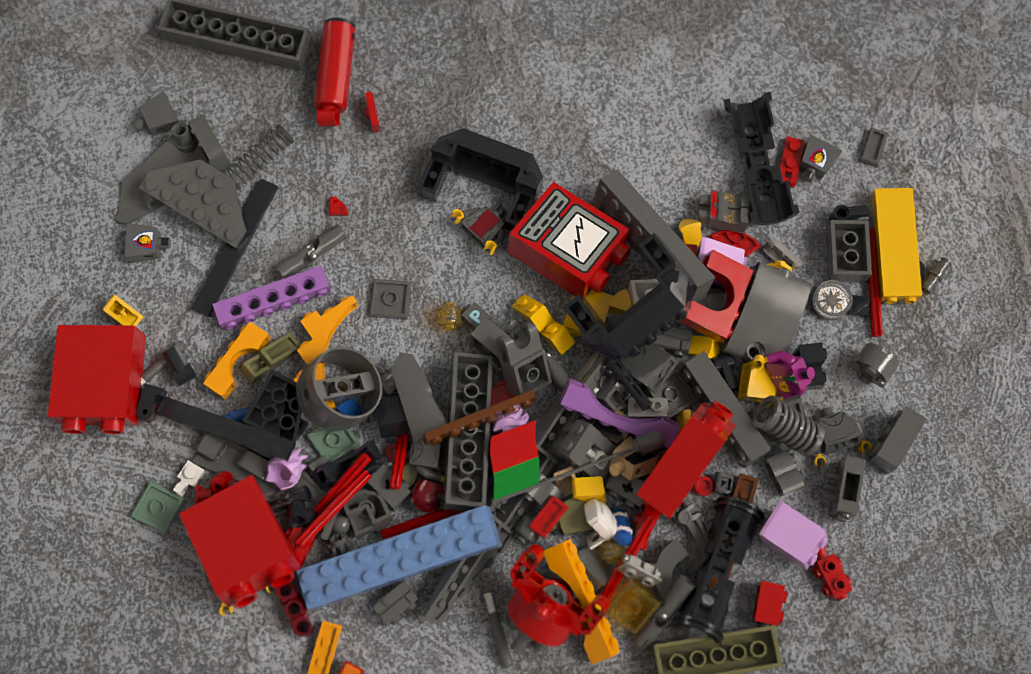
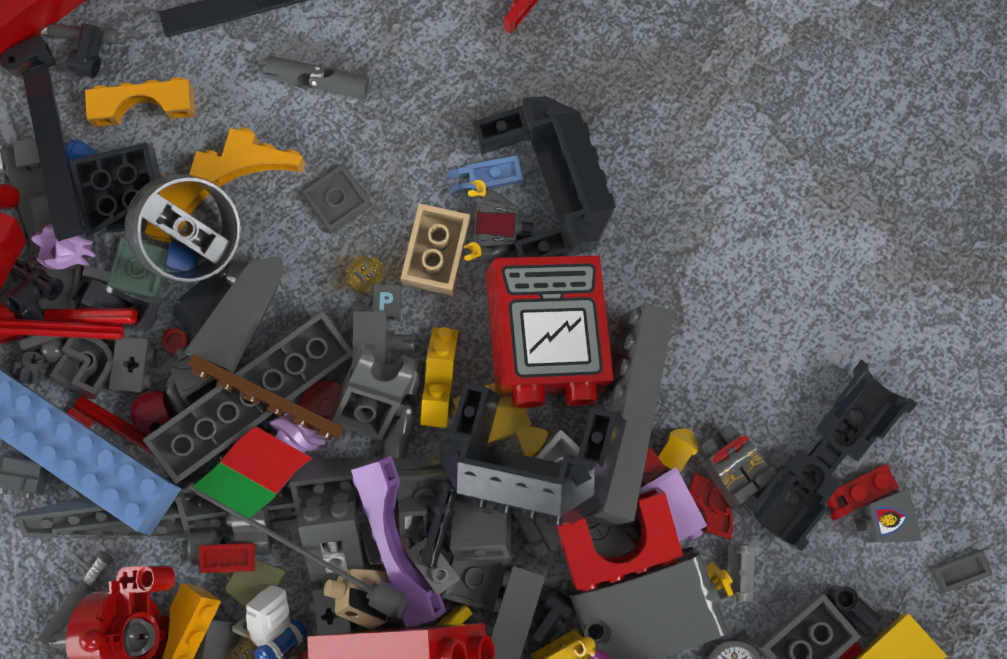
camera: 50 degrees right, 5 degrees up
(262, 294) = (182, 45): medium lavender brick -> none
(270, 358) = (171, 132): olive slope -> none
(337, 207) = (389, 62): red tile -> none
(398, 462) = (159, 354): red axle -> none
(409, 474) = (160, 375): olive tile -> none
(454, 200) = (492, 172): none -> medium blue hinge
(470, 267) = (435, 249): none -> tan brick
(565, 483) = (282, 551): tan panel -> none
(589, 488) = (292, 577): yellow slope -> none
(703, 343) = (557, 570): yellow tile -> none

